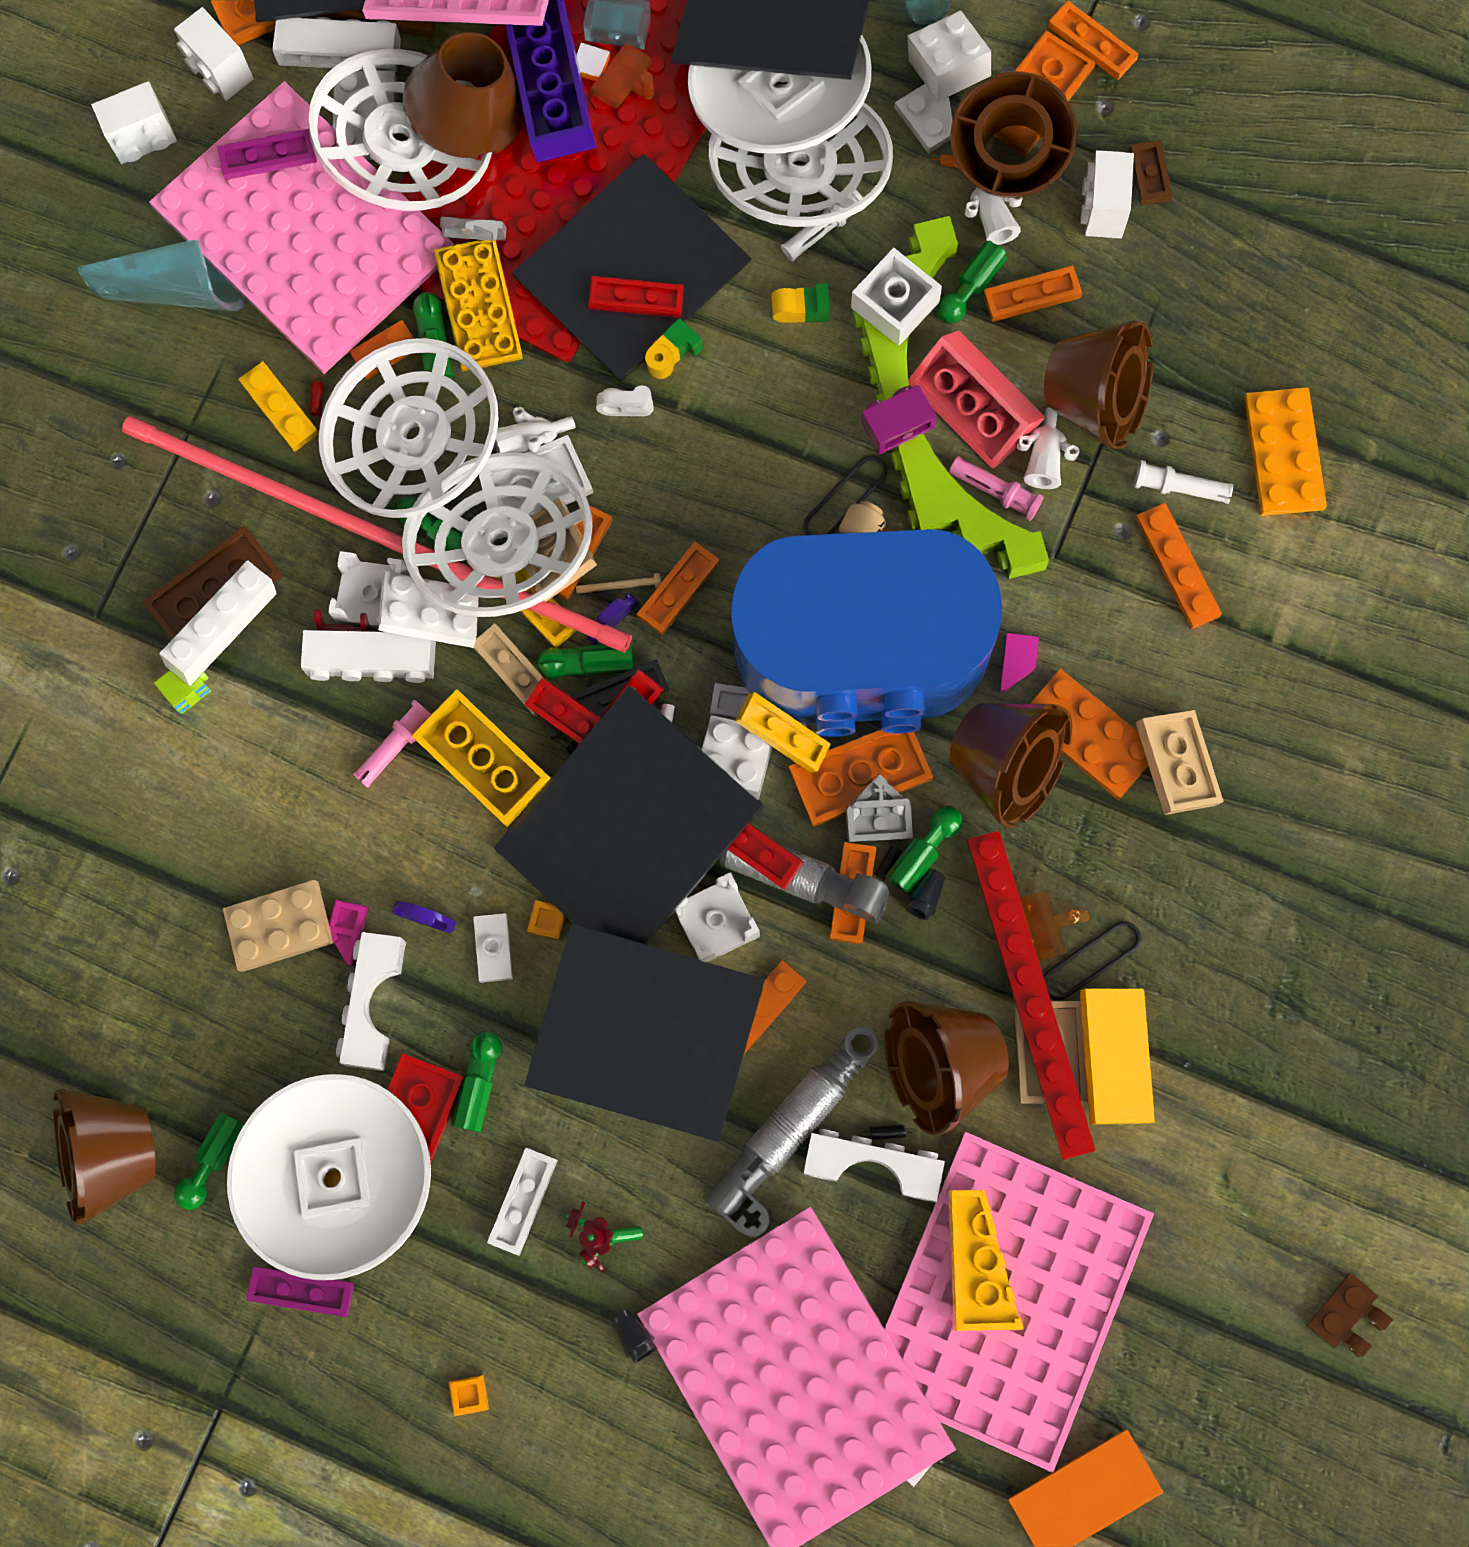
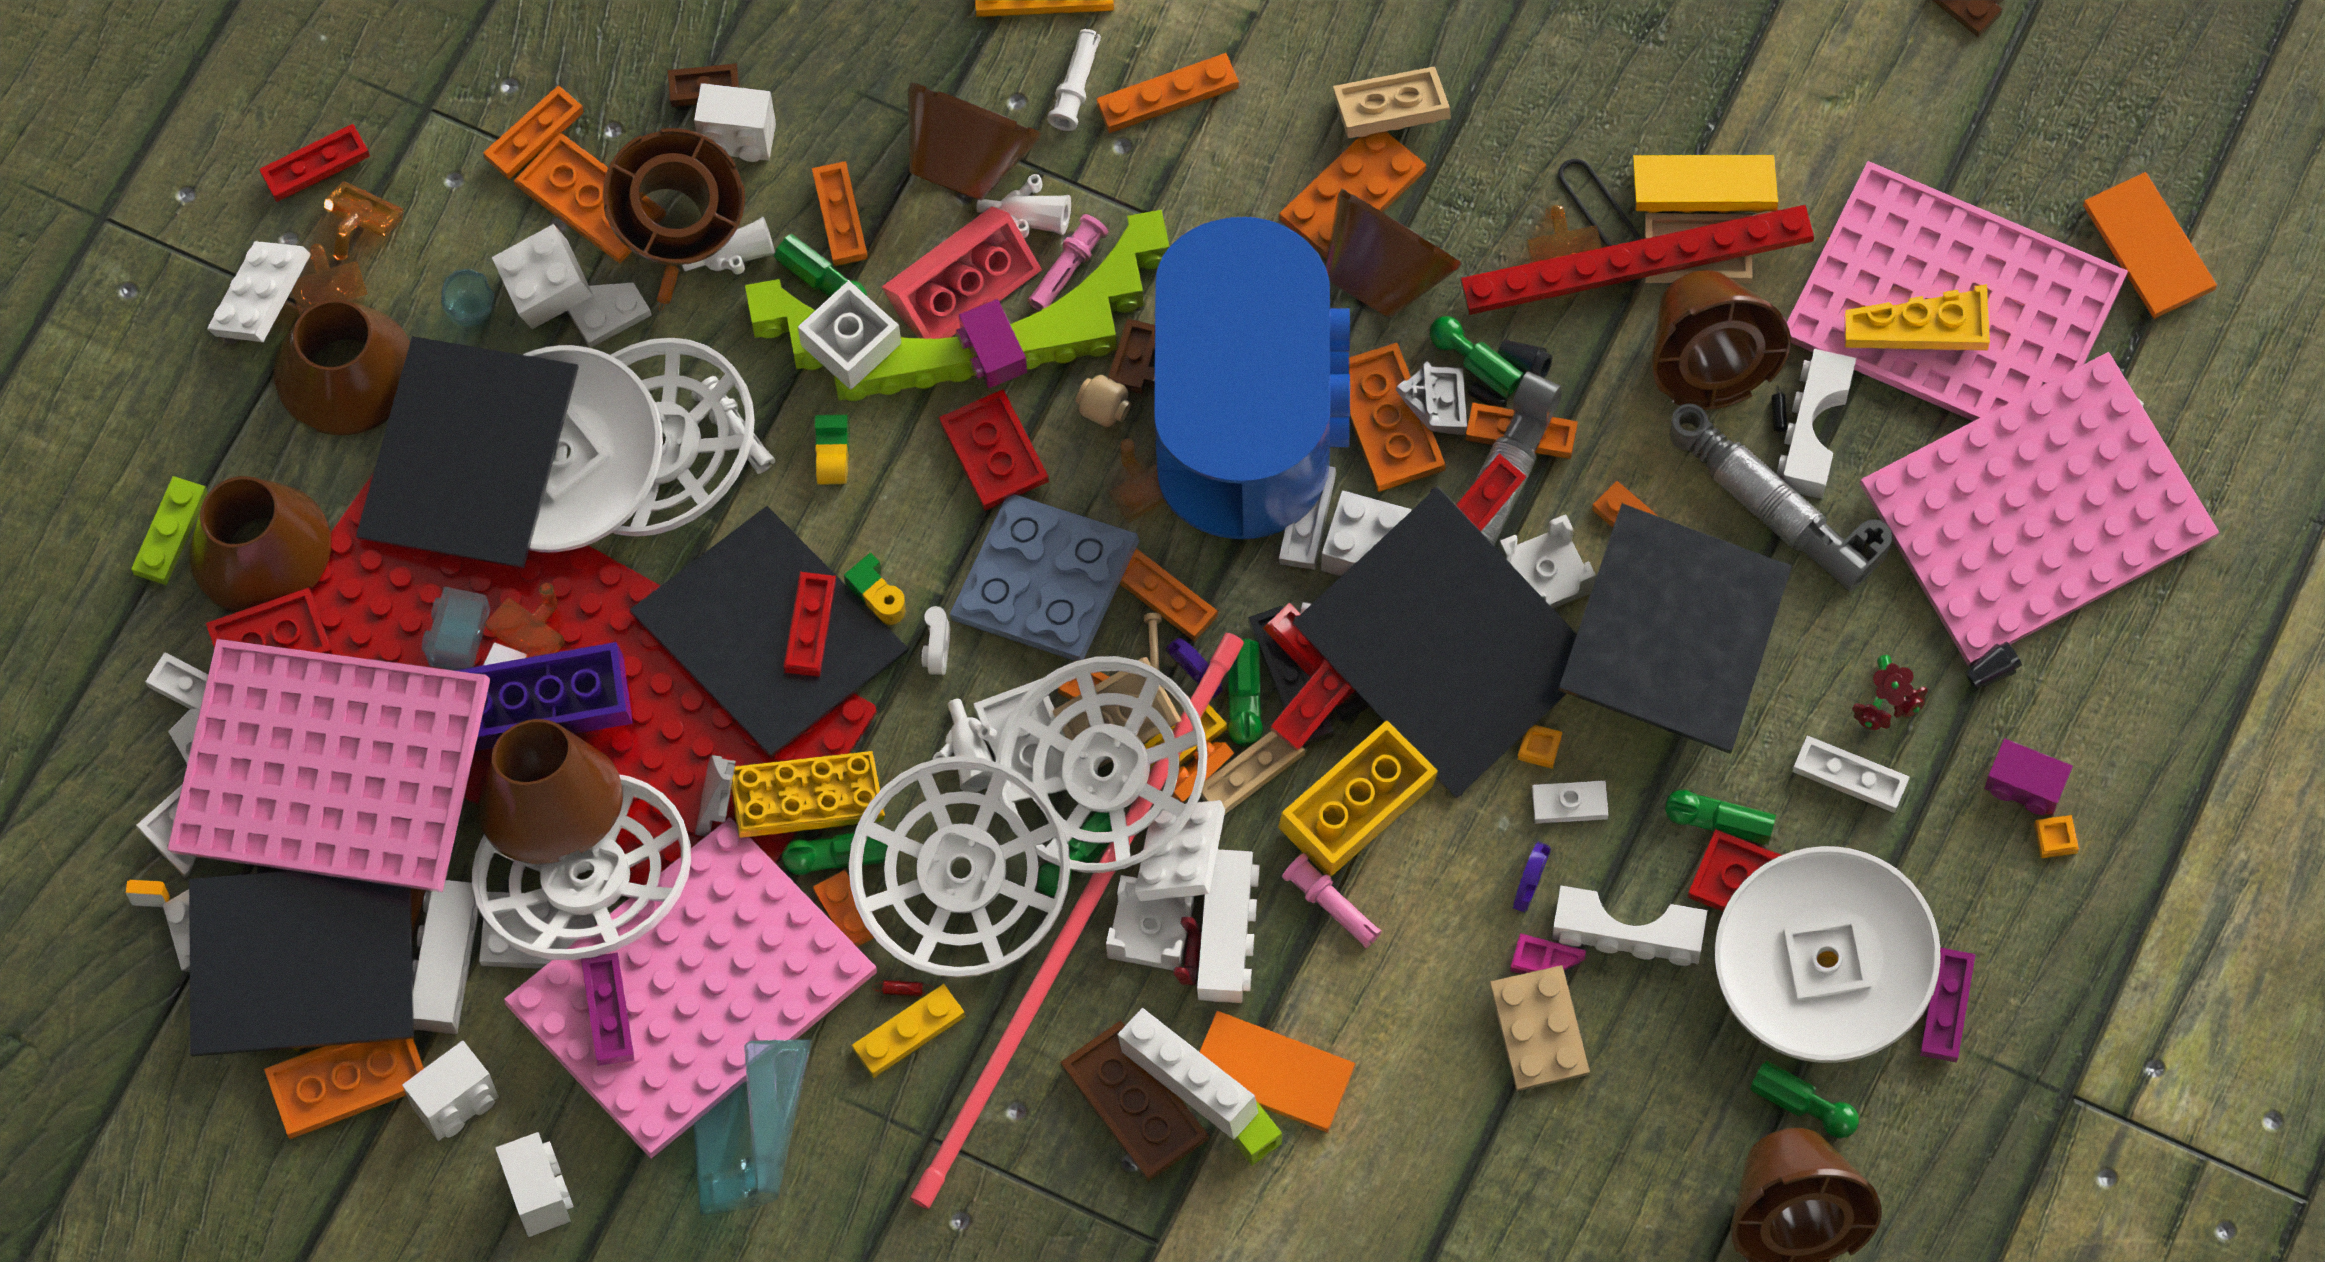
camera: 90 degrees left, 10 degrees down
(241, 702) = (1279, 1070): none -> orange tile
(516, 629) = (1217, 755): none -> orange plate
(519, 1368) = (2028, 778): none -> magenta brick
(689, 486) = (1044, 577): none -> sand blue piece
(782, 732) = (1347, 477): yellow plate -> none
(810, 437) = (993, 449): none -> red plate
(836, 488) = (1055, 432): black piece -> none

